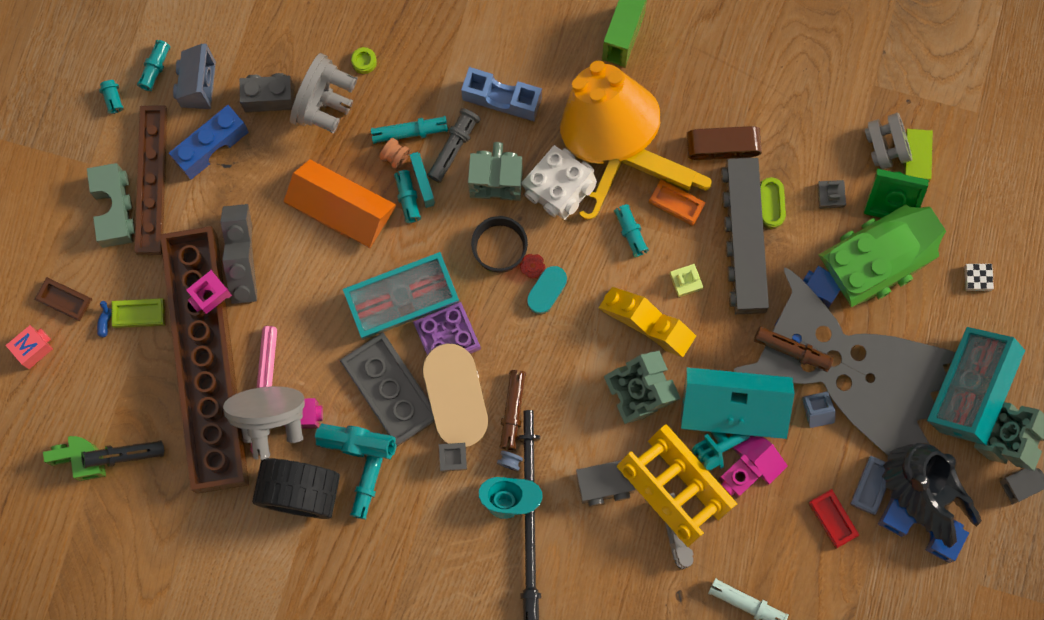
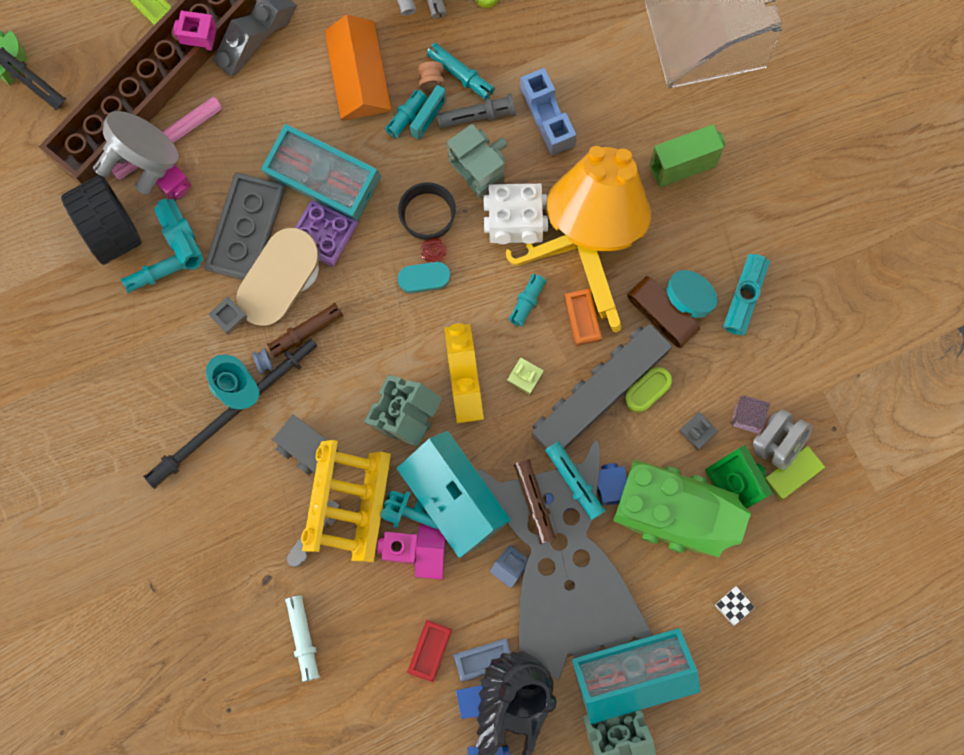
camera: 50 degrees right, 0 degrees up
(729, 111) = (691, 293): none -> teal tile
(754, 62) = (741, 308): none -> teal piece
(813, 309) = (557, 455): none -> teal pin
(851, 148) = (750, 414): none -> piece

